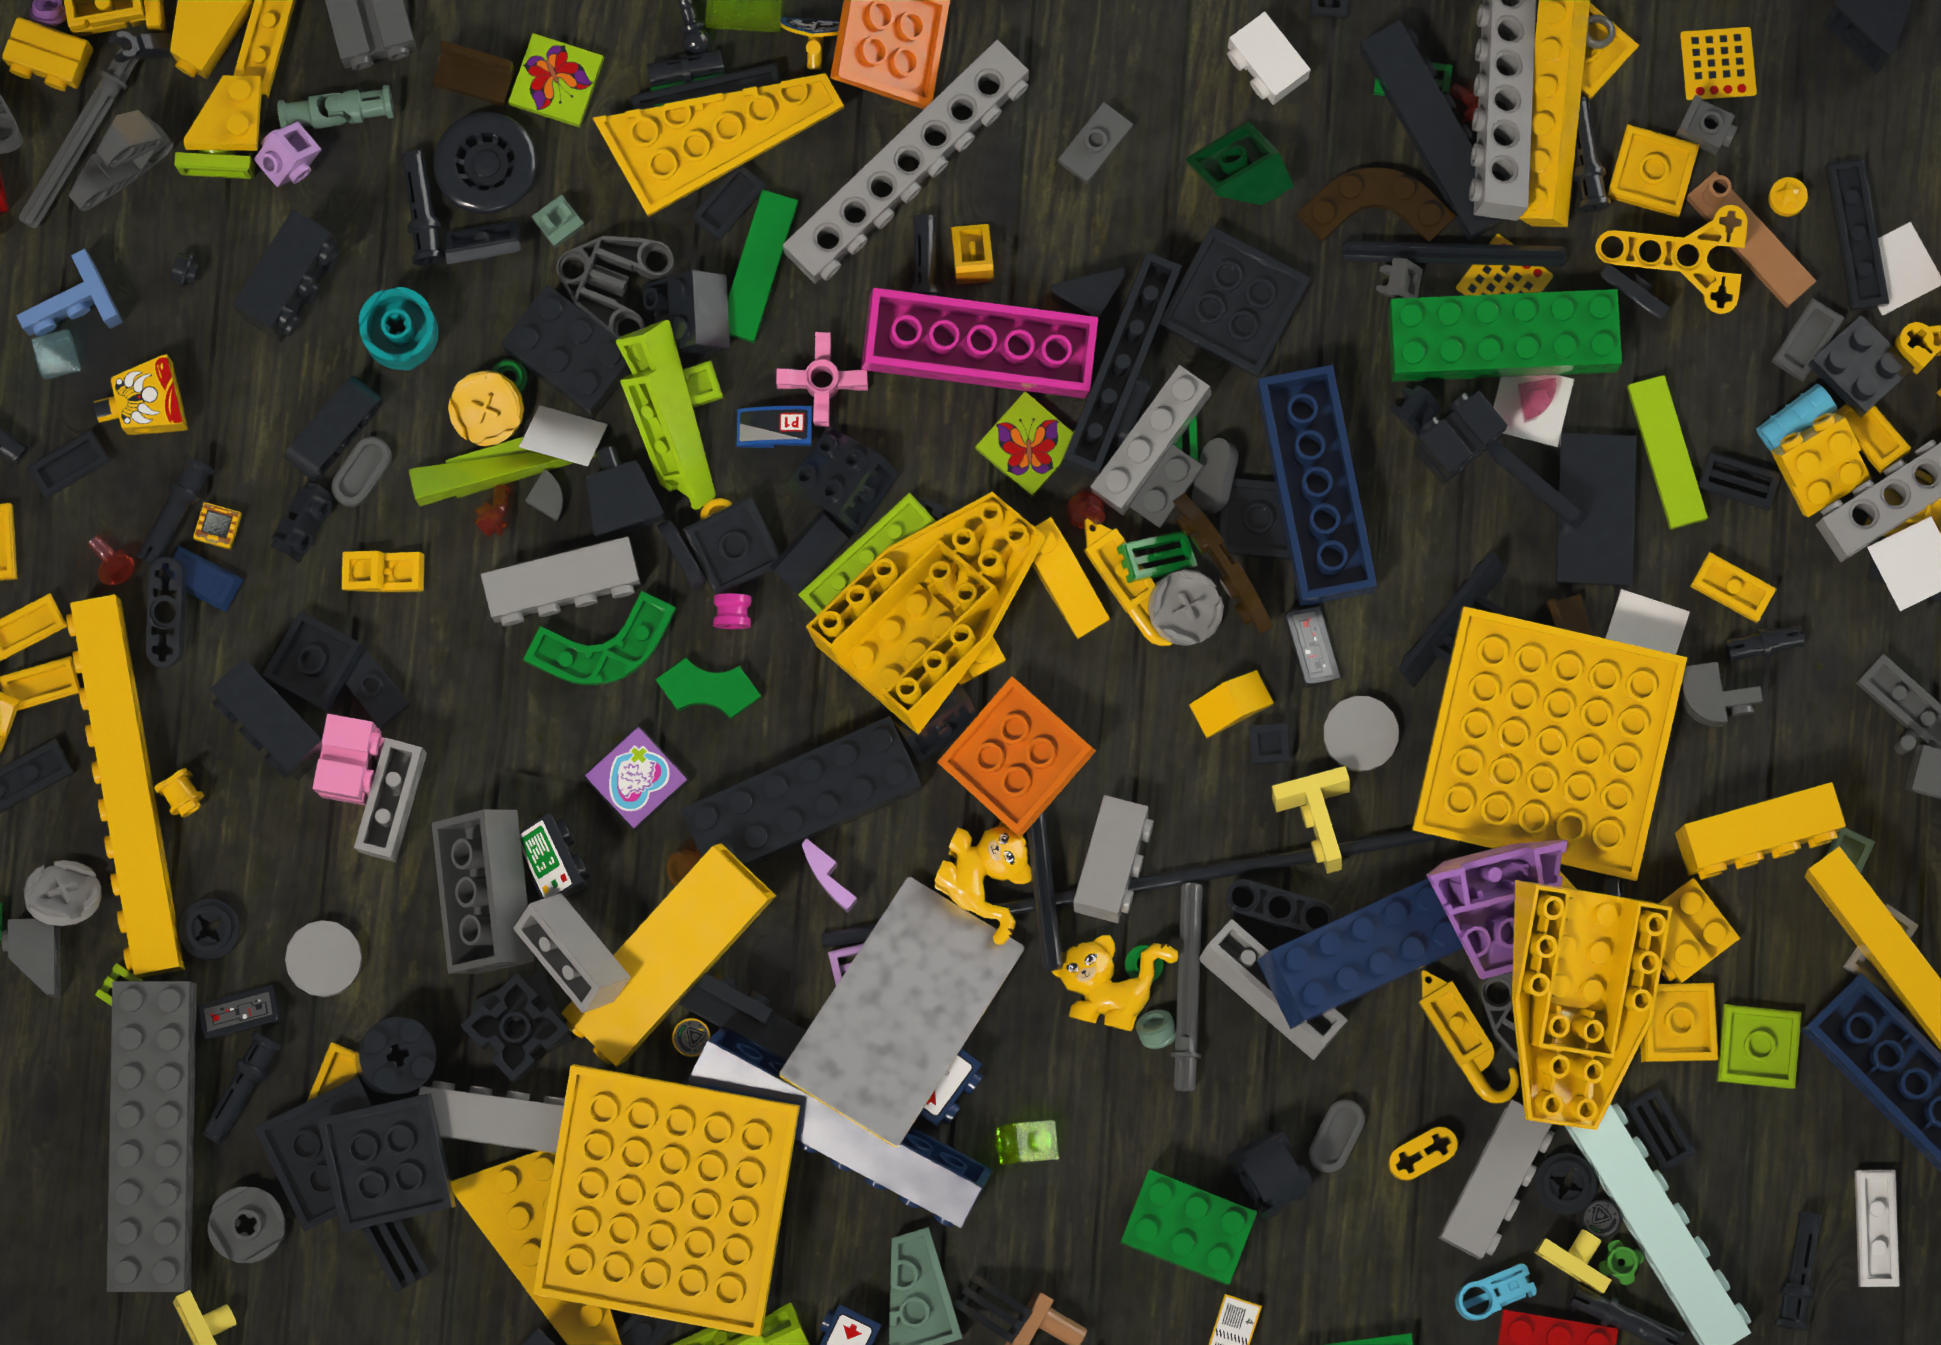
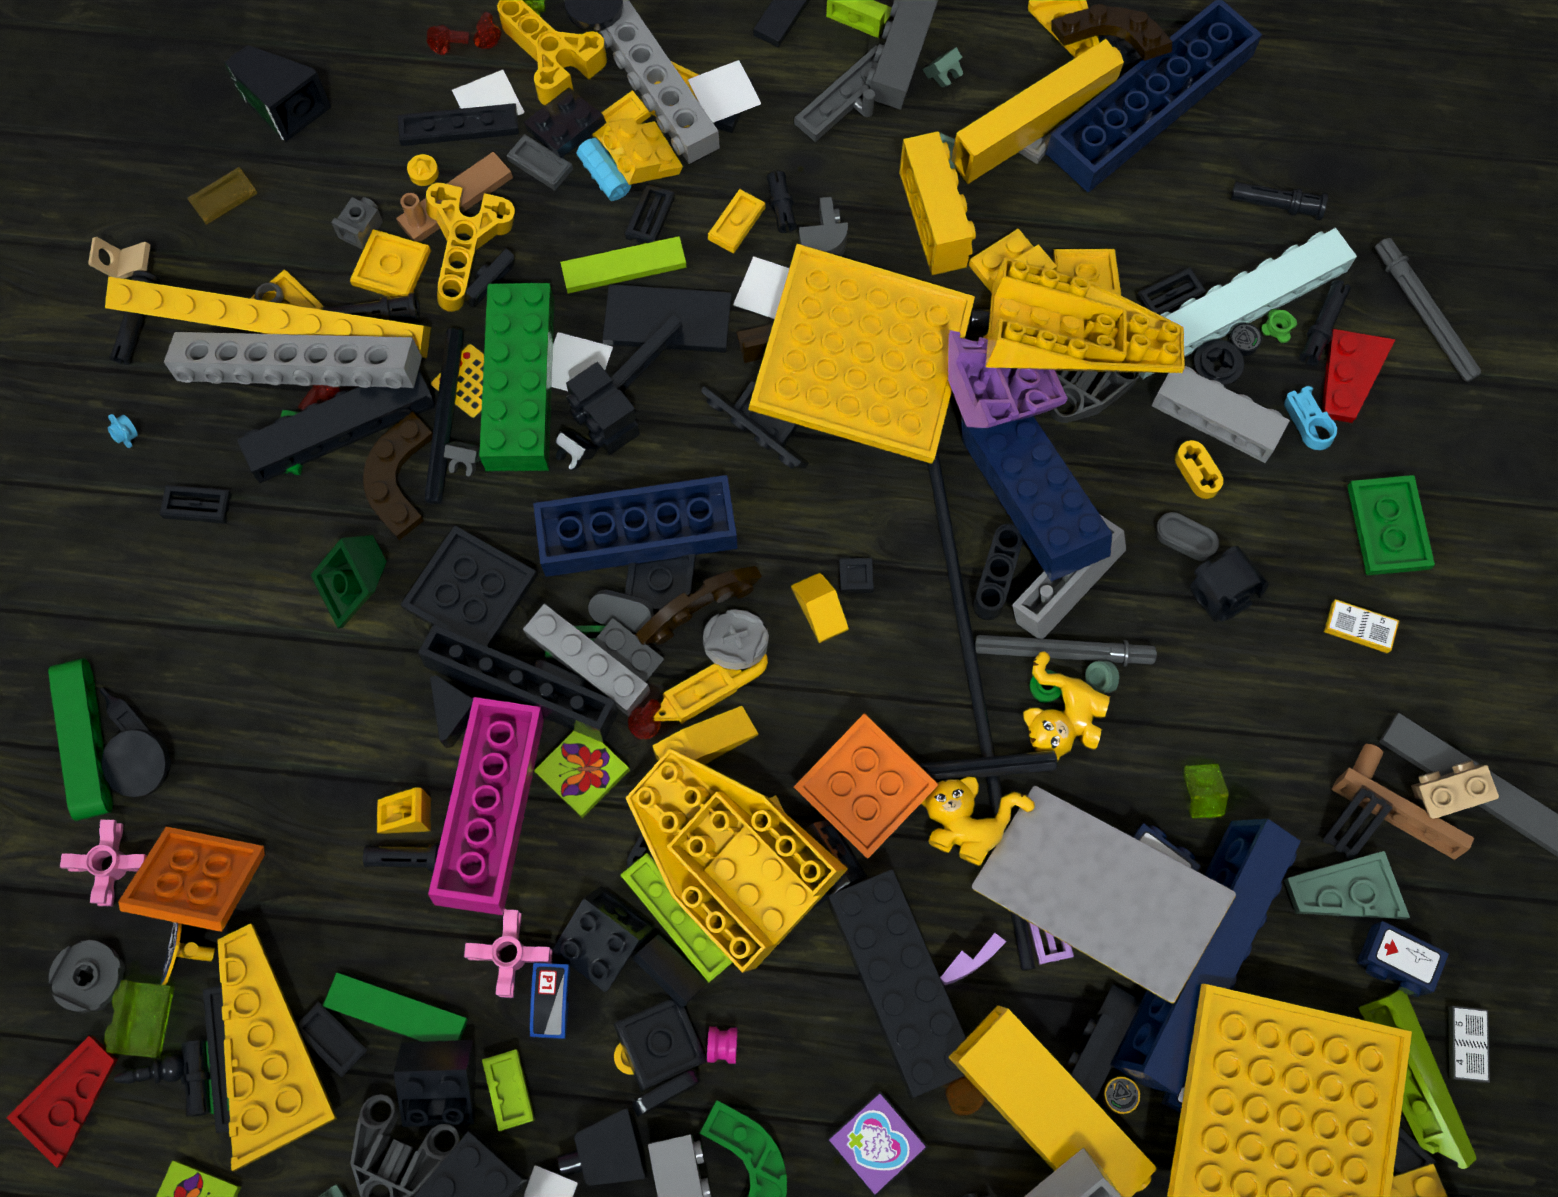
camera: 90 degrees left, 10 degrees down
(665, 412) = (527, 1105): lime wedge -> none
(691, 686) = (790, 1088): green tile -> none
(993, 65) = (232, 785): light grey brick -> none
(1095, 143) = (314, 703): dark grey plate -> none
(1113, 859) = (958, 705): light grey brick -> none
(1132, 563) = (695, 678): green tile -> none
(1188, 1227) = (1275, 655): green brick -> none
(1268, 58) = (256, 552): white brick -> none
(1311, 646) = (773, 541): slope -> none
(1312, 792) = (919, 536): light yellow bracket -> none
(1360, 733) = (848, 504): light grey tile -> none
(1463, 1036) = (1103, 432): yellow plate -> none
(1536, 397) = (571, 358): clear pink tile -> none
(1576, 1260) = (1281, 355): light yellow tile -> none
(1718, 63) = (307, 216): yellow sticker -> none
(1759, 1046) = (1102, 221): lime tile -> none
(1876, 1228) = (1240, 148): white tile -> none

